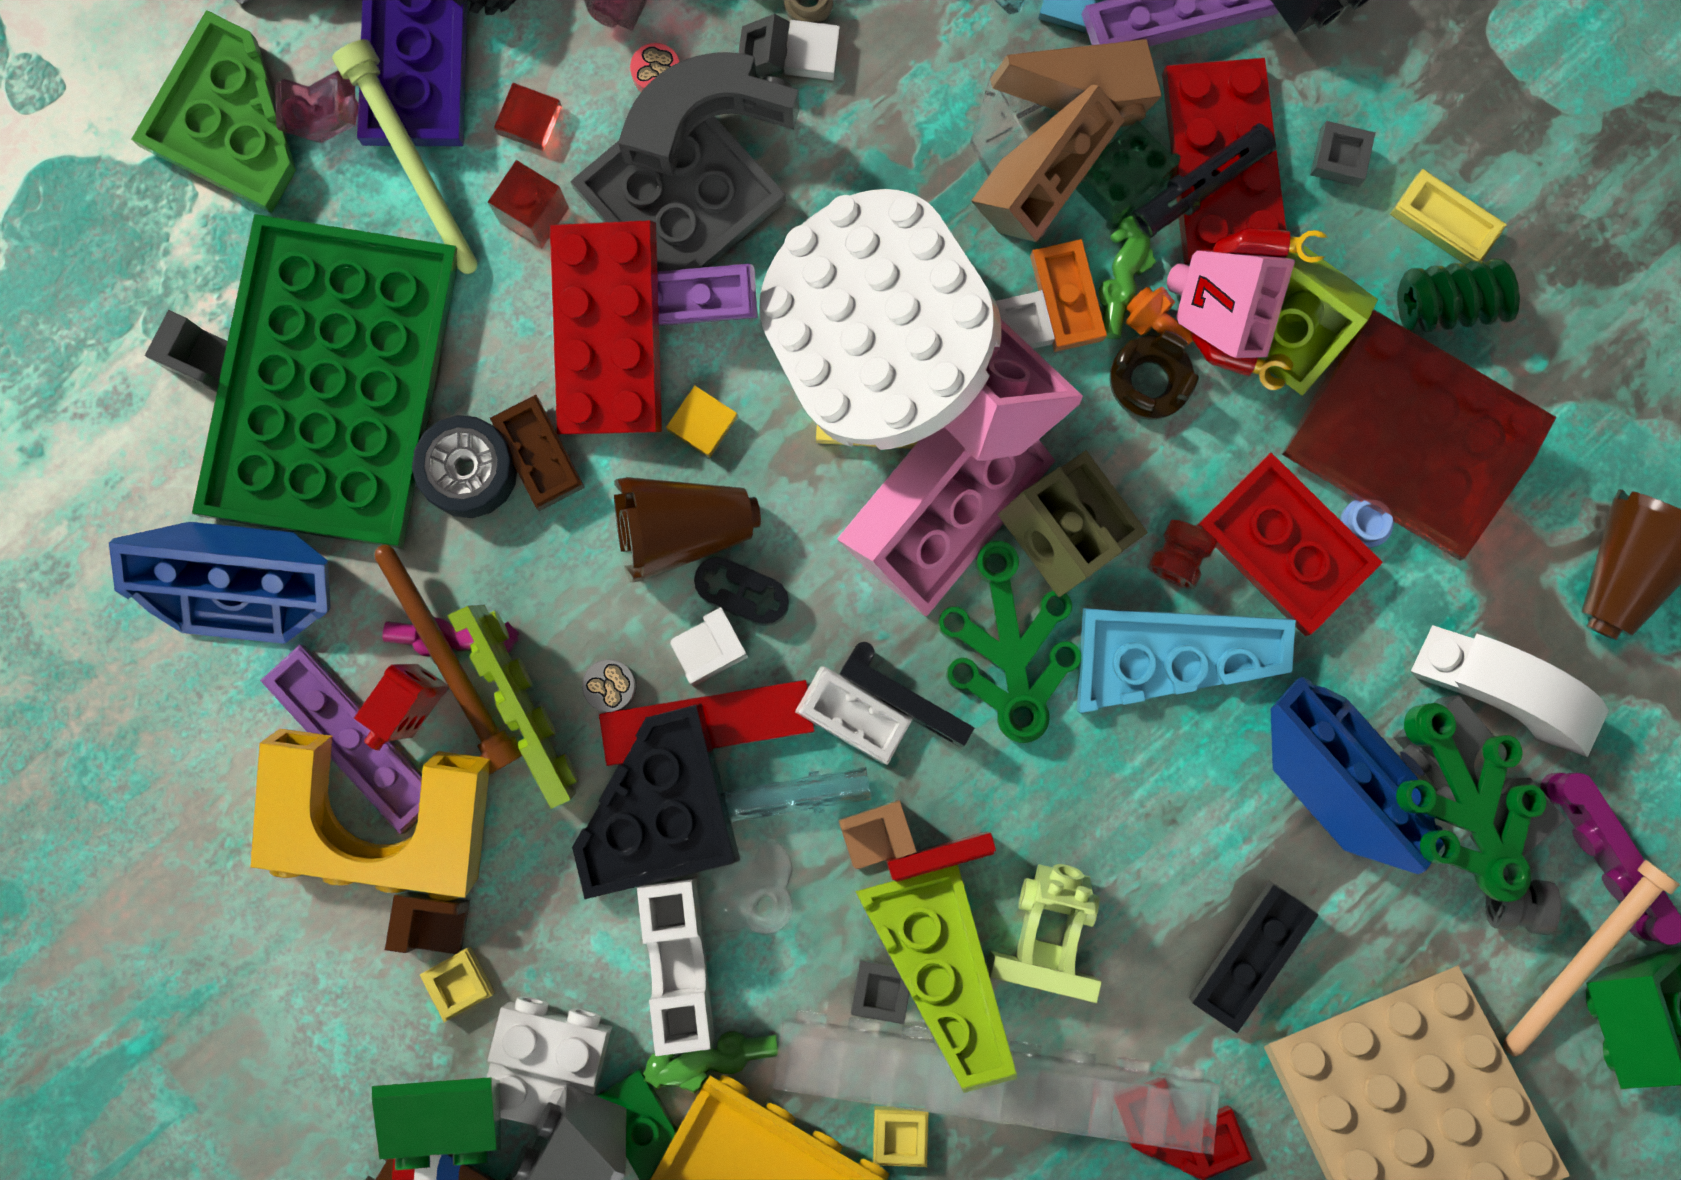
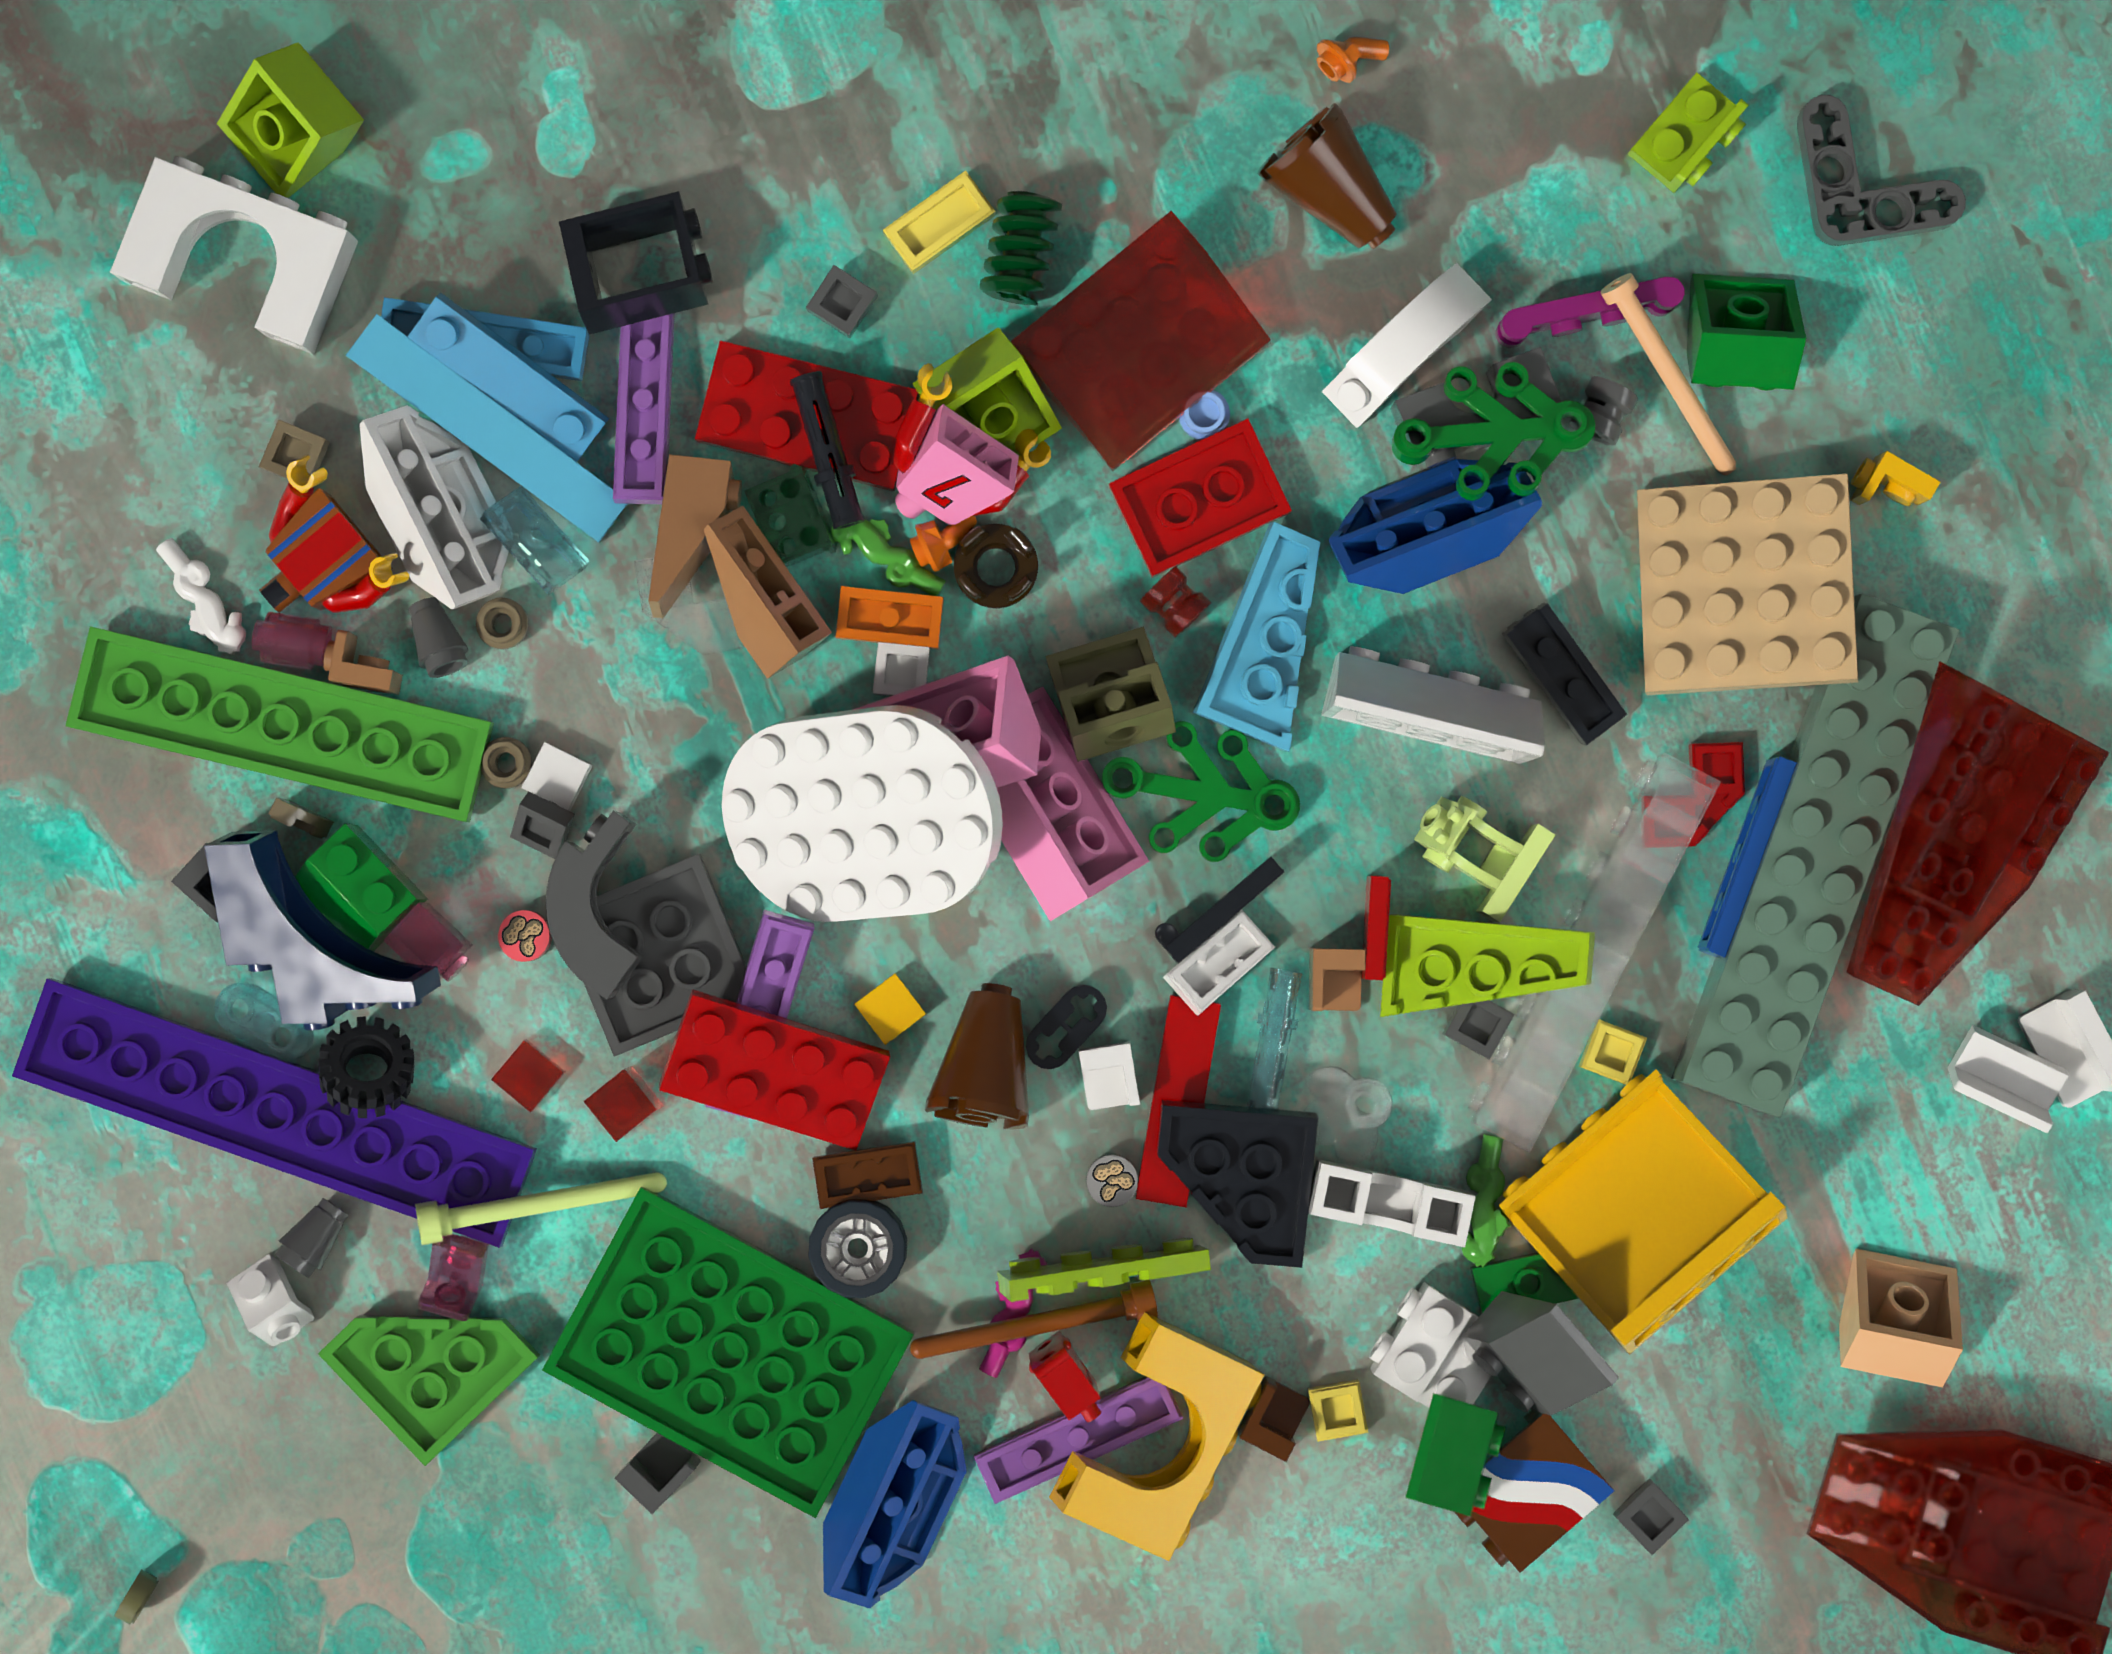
camera: 65 degrees left, 5 degrees up
(1174, 840) = (1435, 708): none -> white slope

